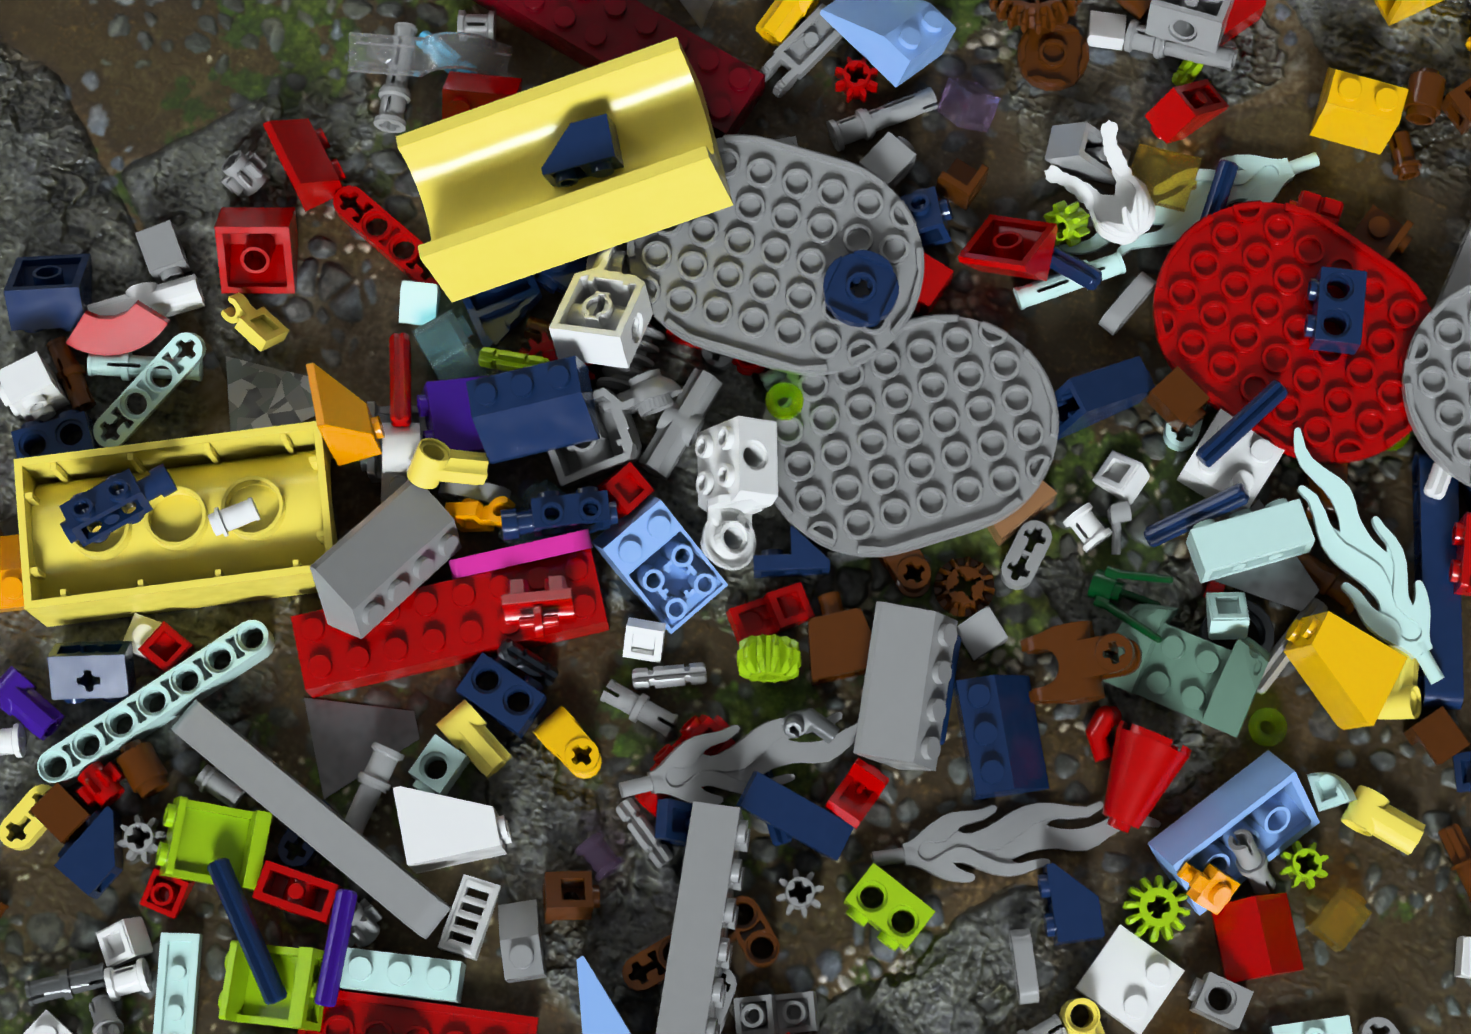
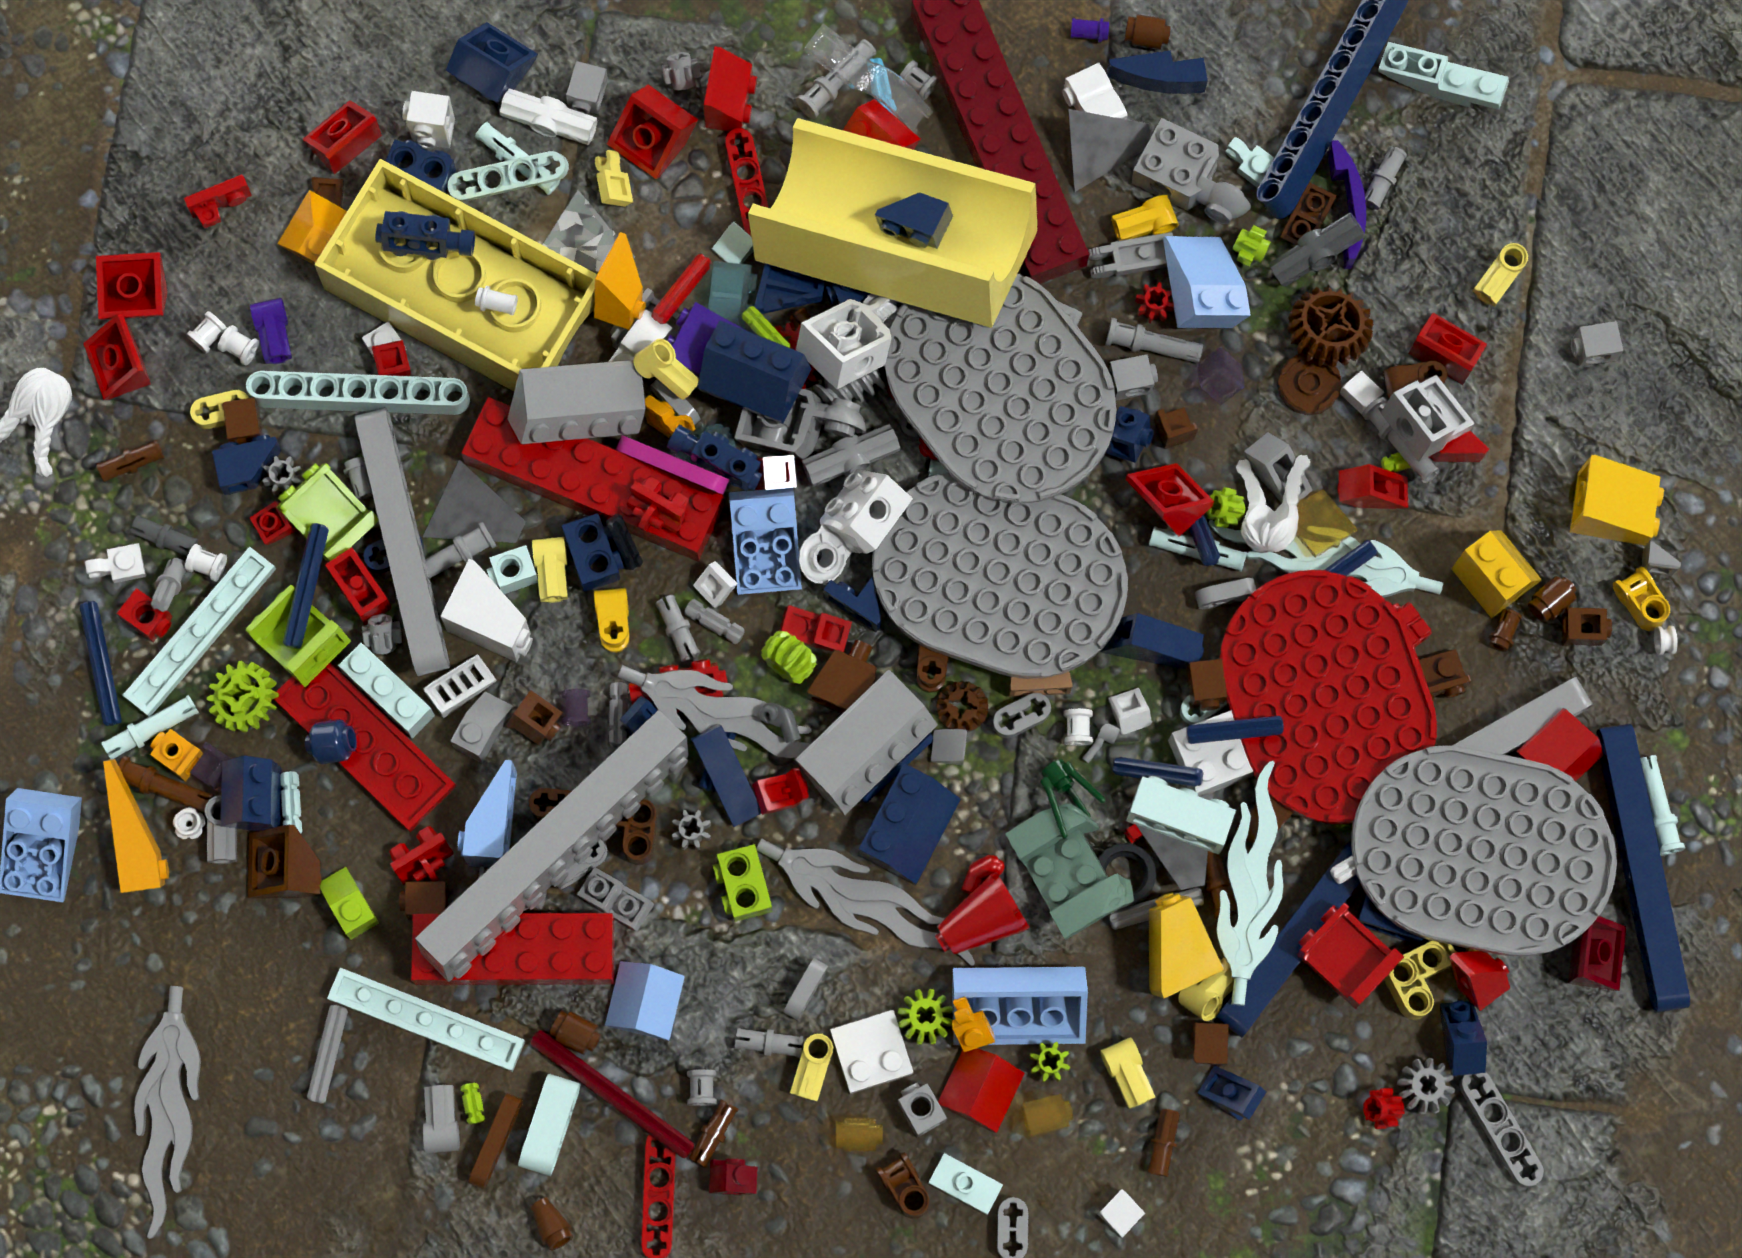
camera: 30 degrees right, 0 degrees up
(71, 374) = (464, 128): reddish brown pin -> none
(101, 784) = (282, 419): red gear -> none
(108, 662) = (331, 339): brick -> none
(117, 333) = (513, 122): tile -> none
(124, 941) = (222, 536): white slope -> none
(143, 768) = (317, 429): reddish brown brick -> none
(336, 947) = (354, 638): dark purple axle -> none
(784, 390) = (930, 479): clear neon green plate -> none
(852, 269) = (1032, 465): dark blue plate -> none
(935, 282) = (1098, 484): red brick -> none
(1072, 908) = (868, 975): dark blue slope -> none
(1082, 662) = (1001, 813): reddish brown piece -> none
(1227, 615) = (1125, 854): light aqua slope -> none
(1251, 862) = (1013, 1032): light grey pin -> none
(1275, 718) = (1098, 942): clear neon green plate -> none
(1330, 790) = (1107, 1026): light aqua tile -> none
(1345, 312) = (1367, 703): dark blue brick -> none

